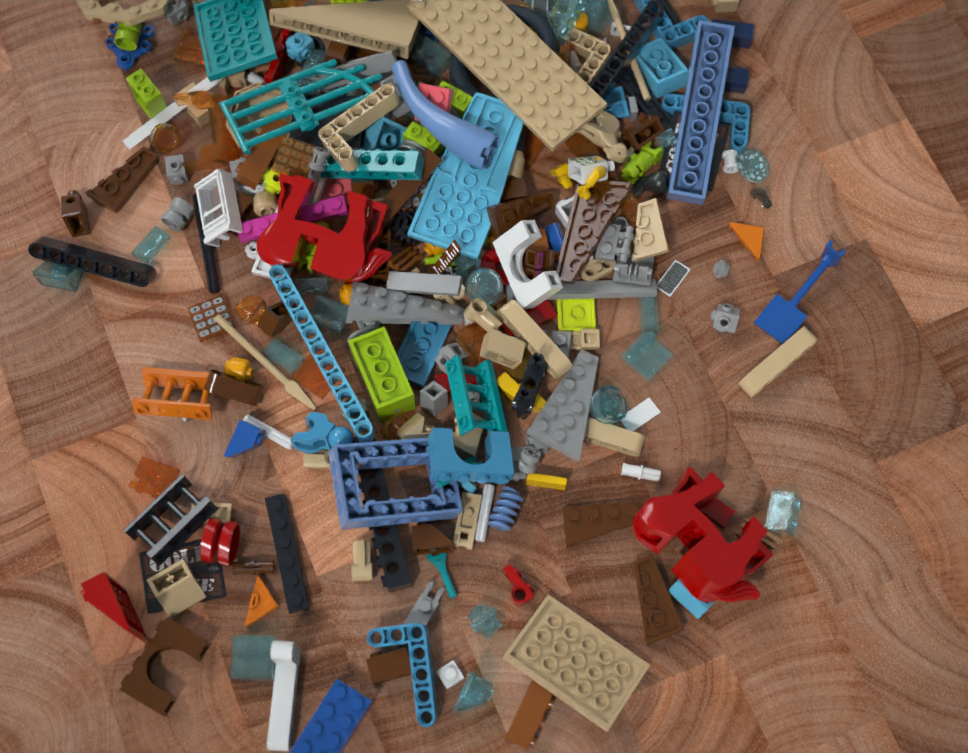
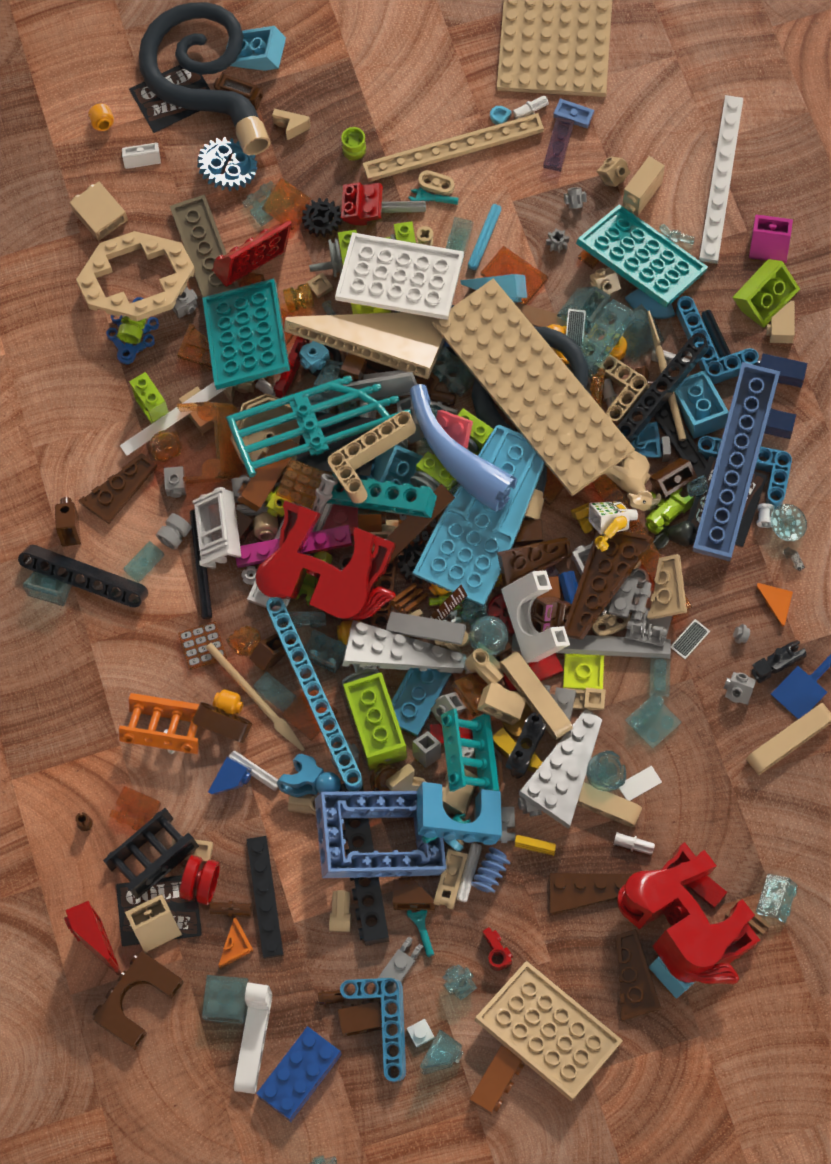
camera: 10 degrees right, 0 degrees up
(105, 492) = (87, 822): none -> reddish brown pin
(357, 647) = (330, 997): none -> reddish brown pin
(530, 456) = (518, 823): light grey wheel -> none
(756, 292) = (777, 661): none -> black piece

